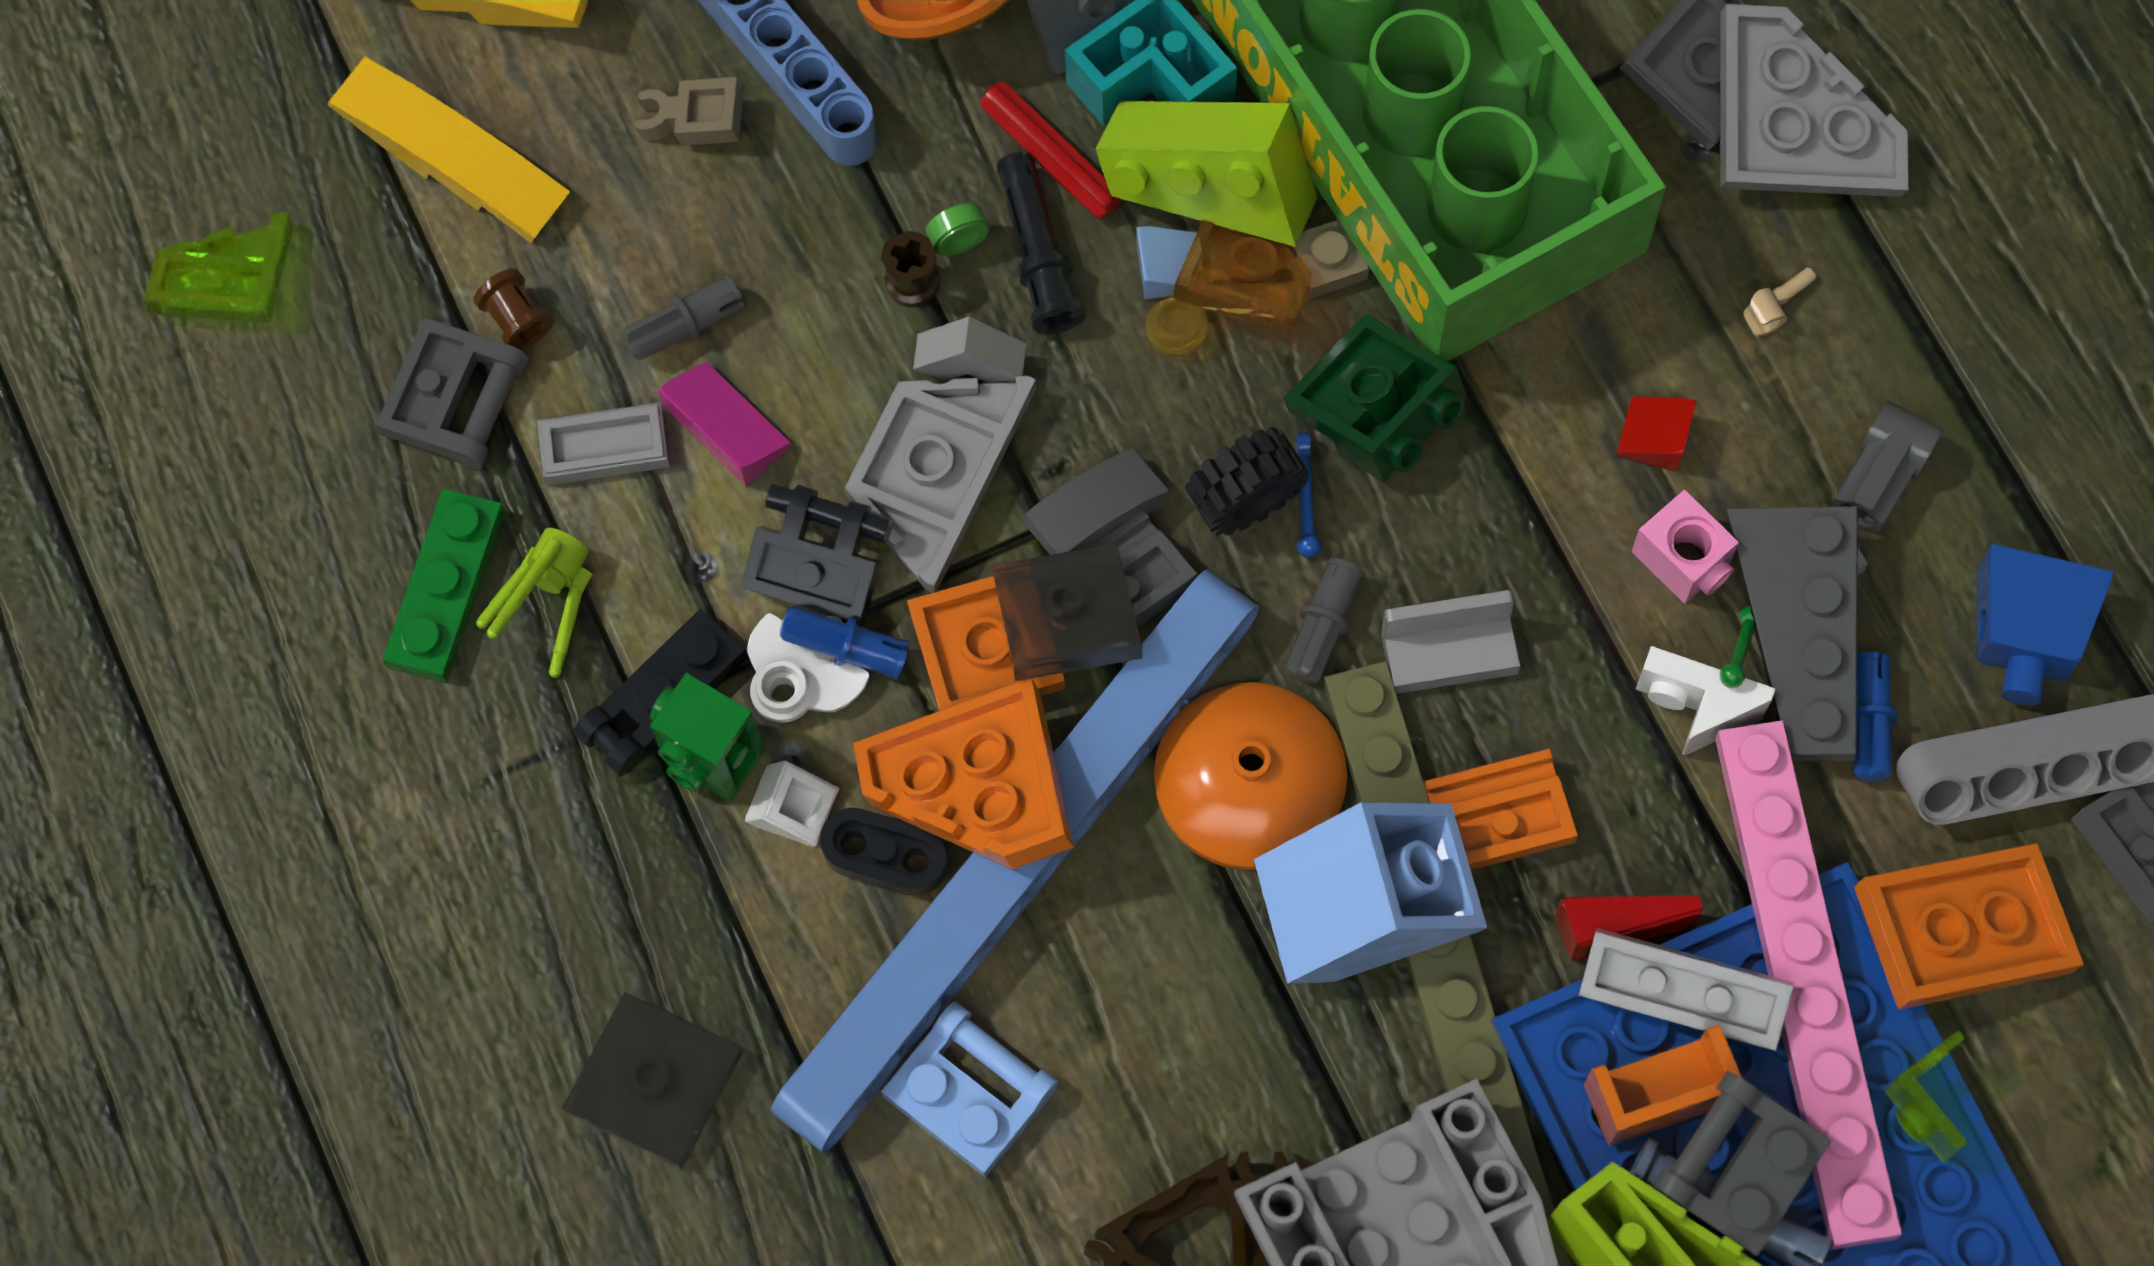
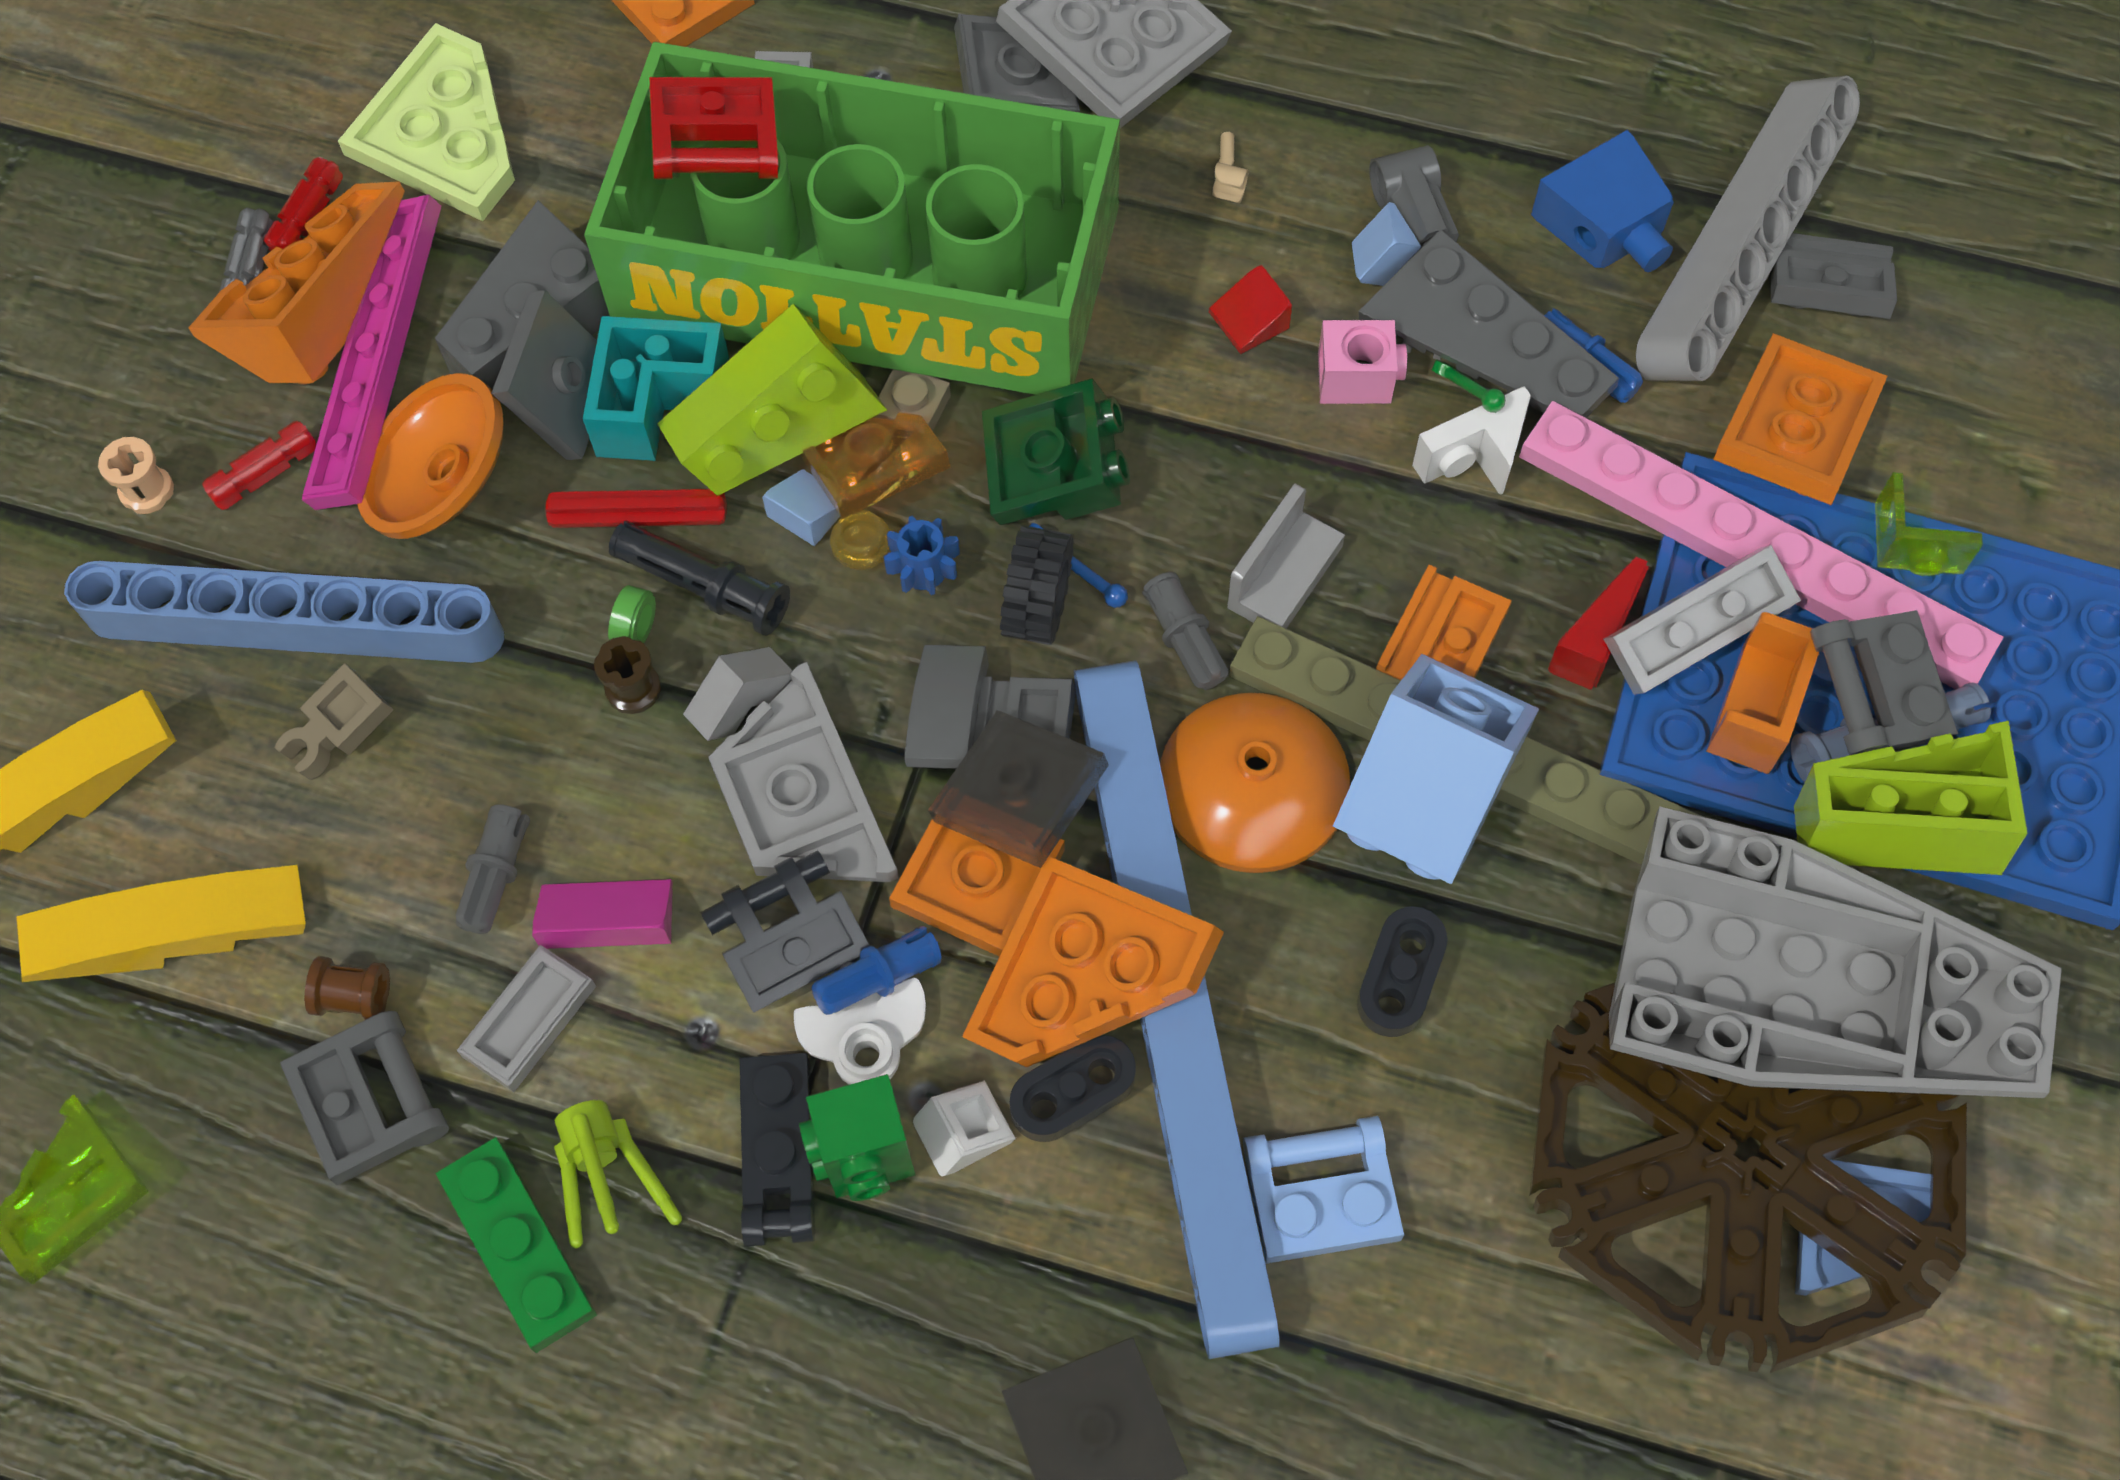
camera: 50 degrees left, 5 degrees down
(1186, 1004) = (1401, 974): none -> black plate
(1217, 375) = (921, 555): none -> blue gear
(1813, 478) = (1383, 247): none -> light blue slope

